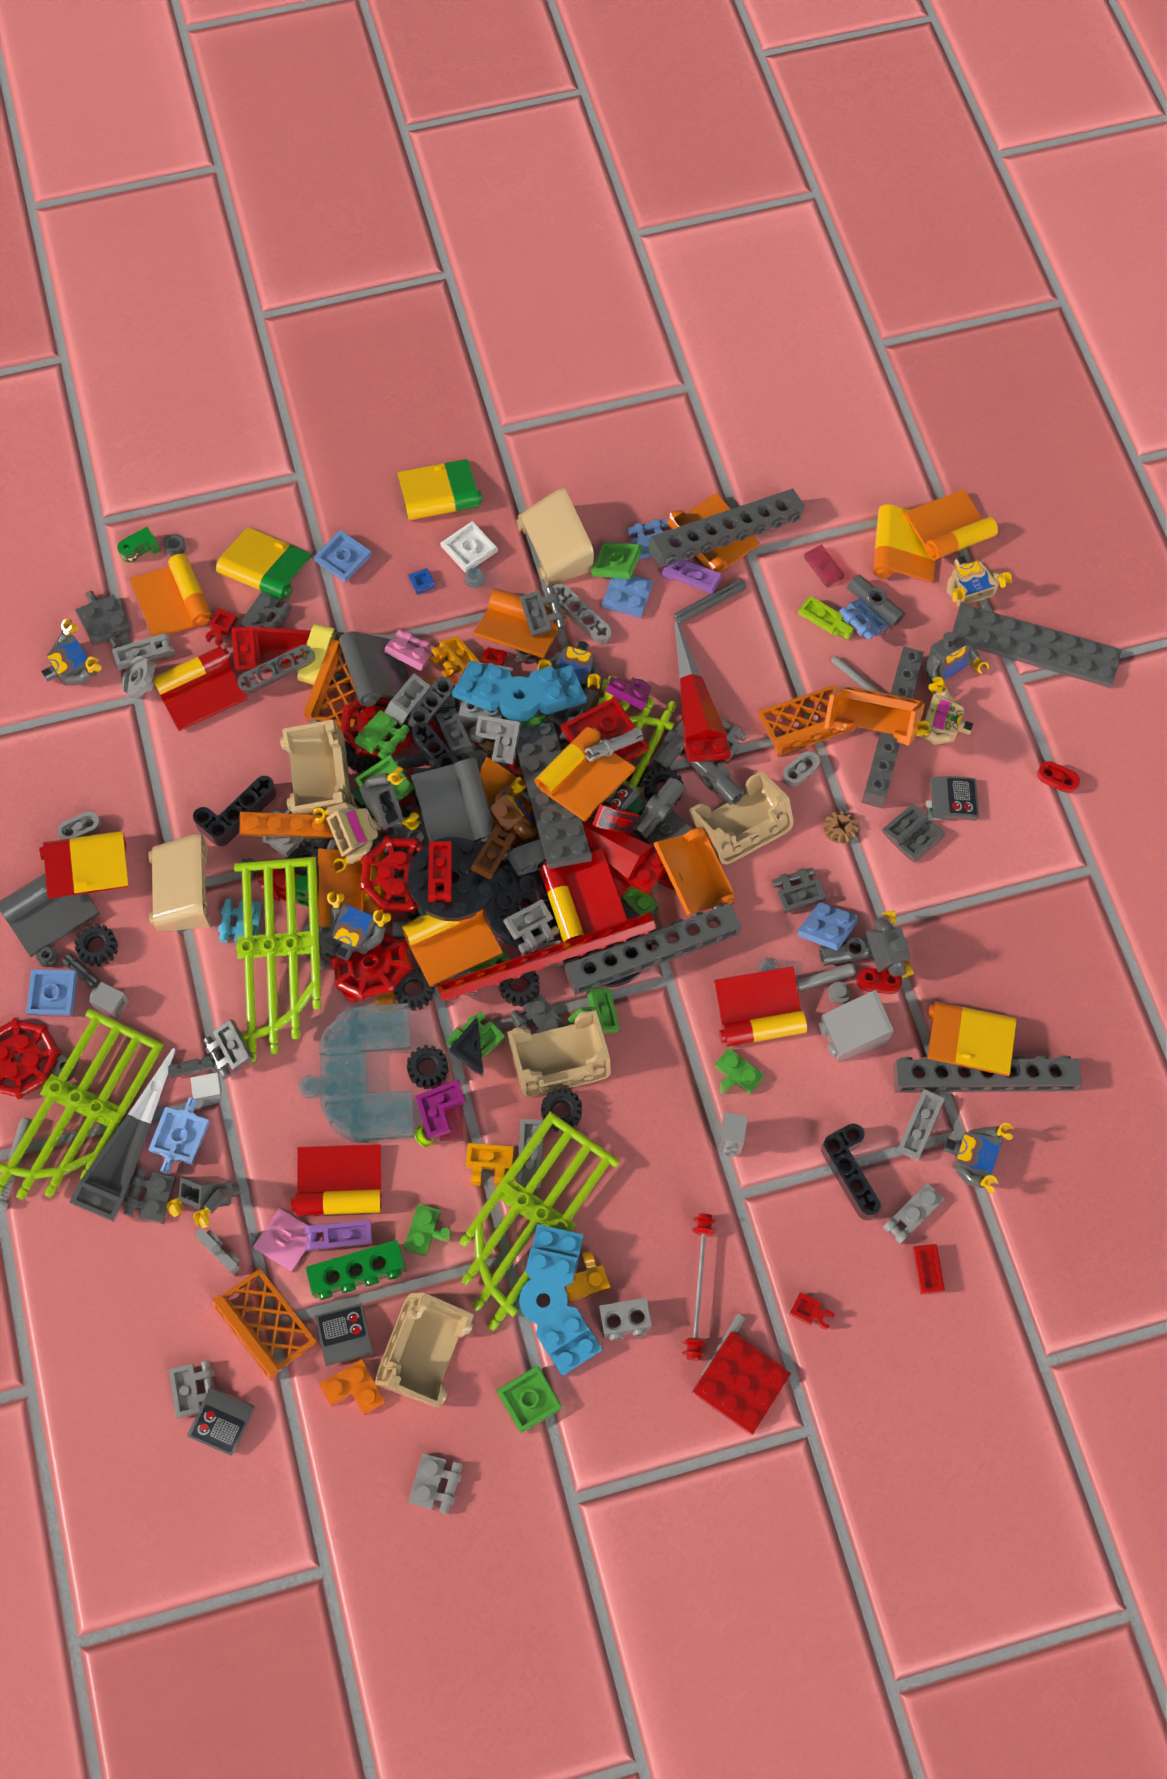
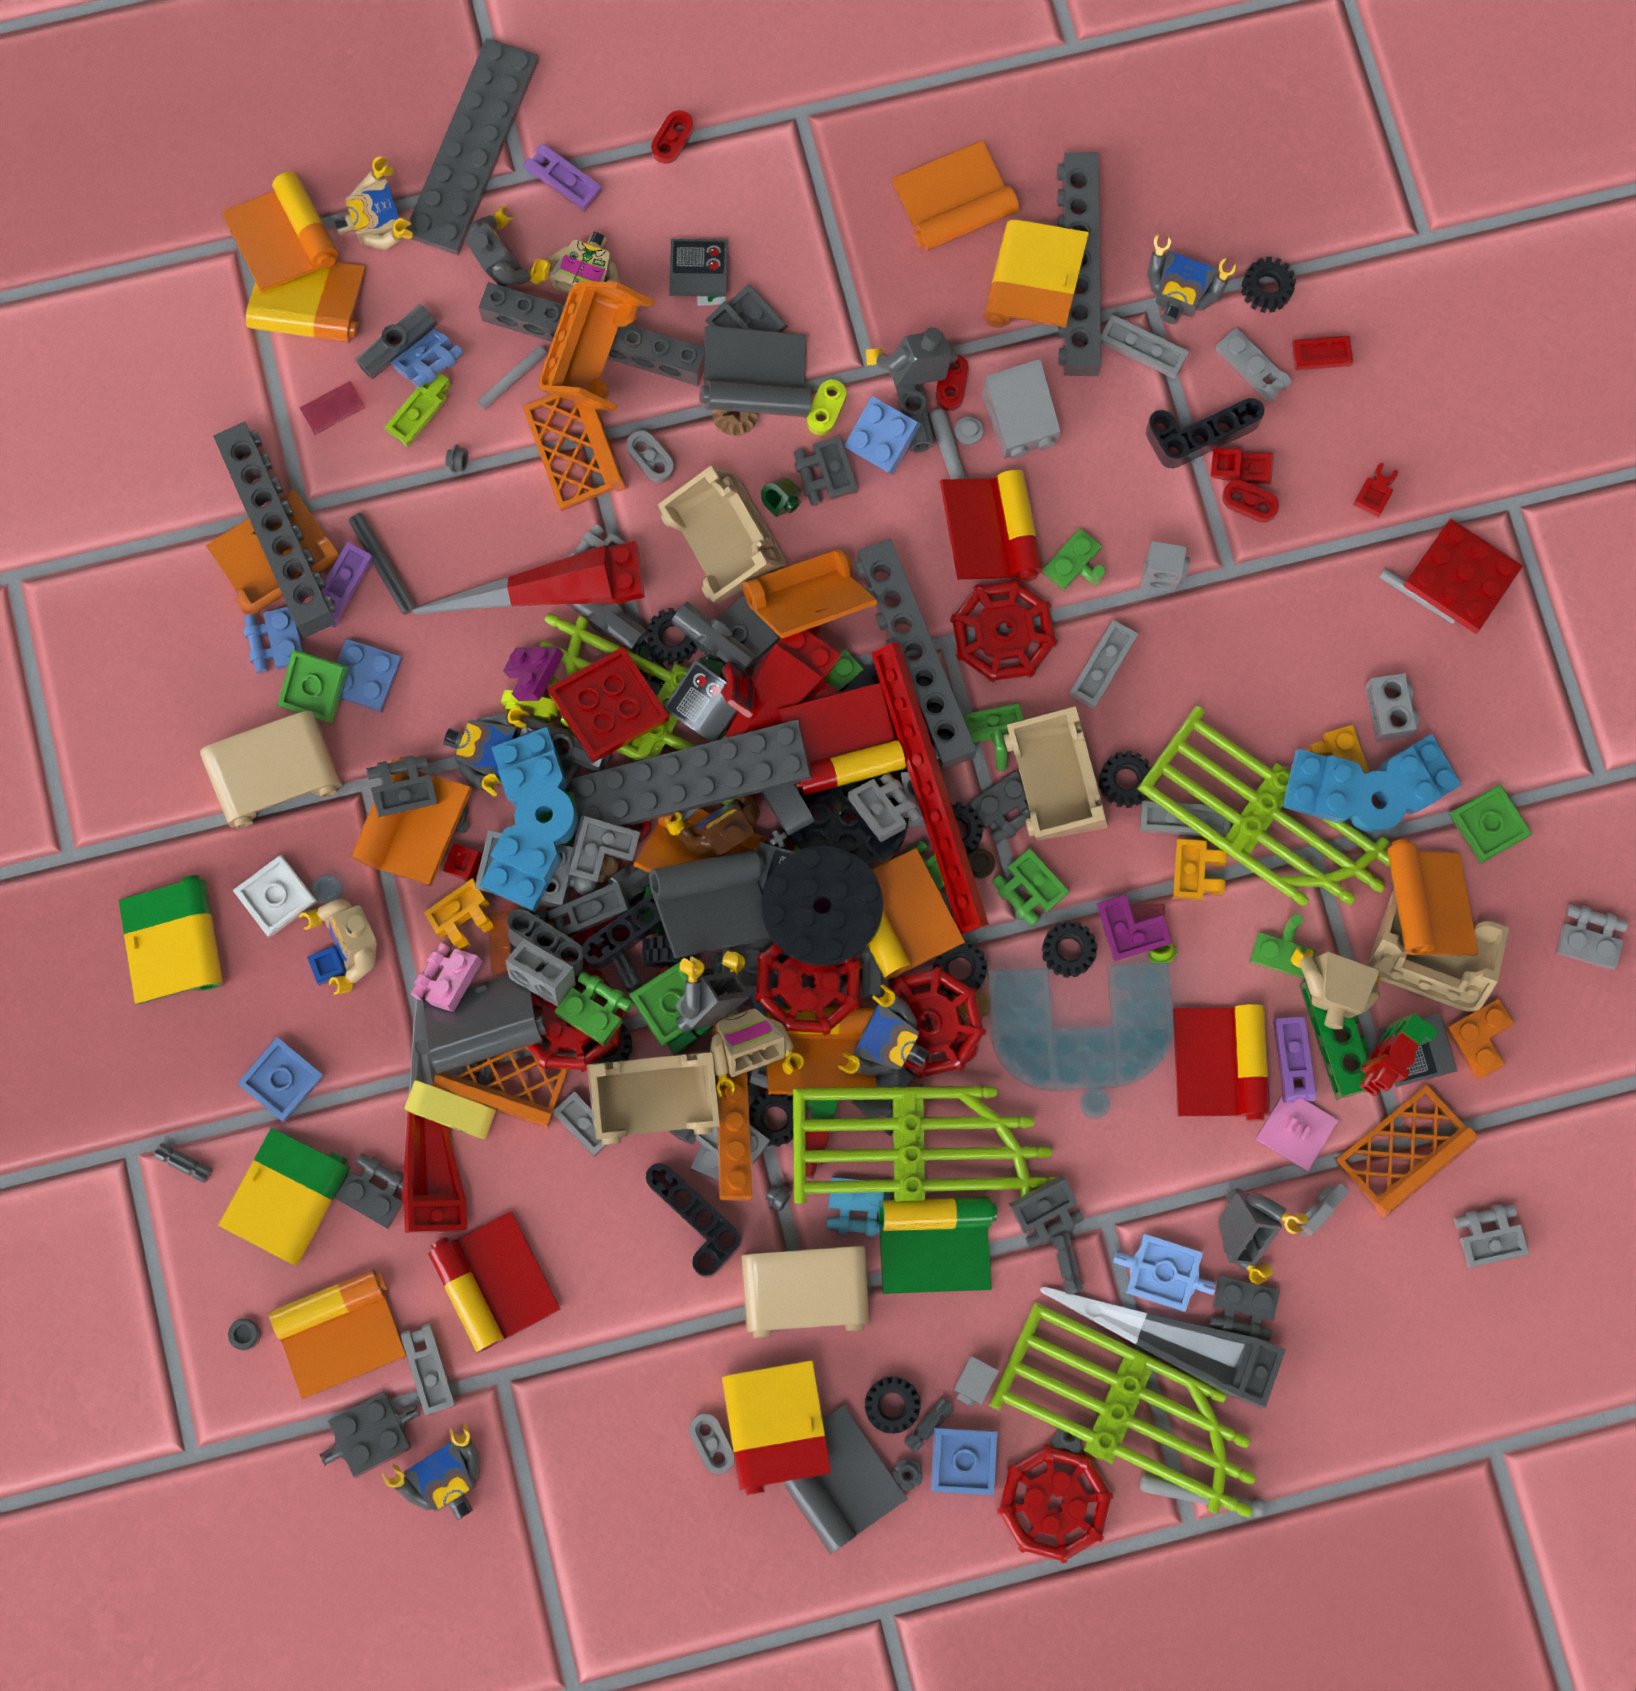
camera: 90 degrees left, 10 degrees up
(137, 545) = (242, 1389): green leg -> none
(139, 677) = (481, 1356): light grey plate -> none
(205, 1085) = (1091, 1244): white sticker -> none
(207, 972) = (935, 1245): none -> green door
(220, 1421) = (1532, 1197): slope -> none
(221, 624) = (388, 1253): red plate -> none
(275, 665) = (480, 1163): dark grey beam -> none
(289, 504) = (183, 1162): none -> dark grey axle
(333, 1301) = (1395, 1053): none -> red hips
(389, 1262) = (1338, 985): none -> tan torso
(436, 589) = (351, 937): none -> tan torso
(440, 871) = (821, 916): red plate -> none
(461, 1343) = (1431, 901): none -> orange door
(468, 1048) = (1047, 893): black tile -> none
(493, 852) = (791, 847): reddish brown plate -> none
(494, 1003) = (981, 863): none -> dark brown plate
(581, 613) = (389, 735): light grey beam -> none
(582, 783) = (673, 727): orange door -> none
(607, 747) = (635, 695): light grey pin -> none
(653, 1093) = (1103, 664): none -> light grey plate
(678, 1032) = (1013, 617): none -> red plate
(695, 1344) = (1420, 627): red axle -> none
(718, 778) = (663, 563): dark grey piece -> none
(767, 964) = (935, 515): clear light blue plate -> none
(775, 857) = (781, 496): none -> dark green plate
(790, 644) = (457, 458): none -> dark grey plate
(795, 1209) = (1250, 500): none -> red plate
(825, 1203) = (1236, 465): none -> red slope
(850, 891) = (828, 406): none -> neon yellow plate
(871, 834) = (754, 372): none -> dark grey door
(994, 1216) = (1259, 297): none -> black tyre
(1016, 705) = (563, 177): none -> medium lavender plate
(1034, 981) = (954, 196): none -> orange door

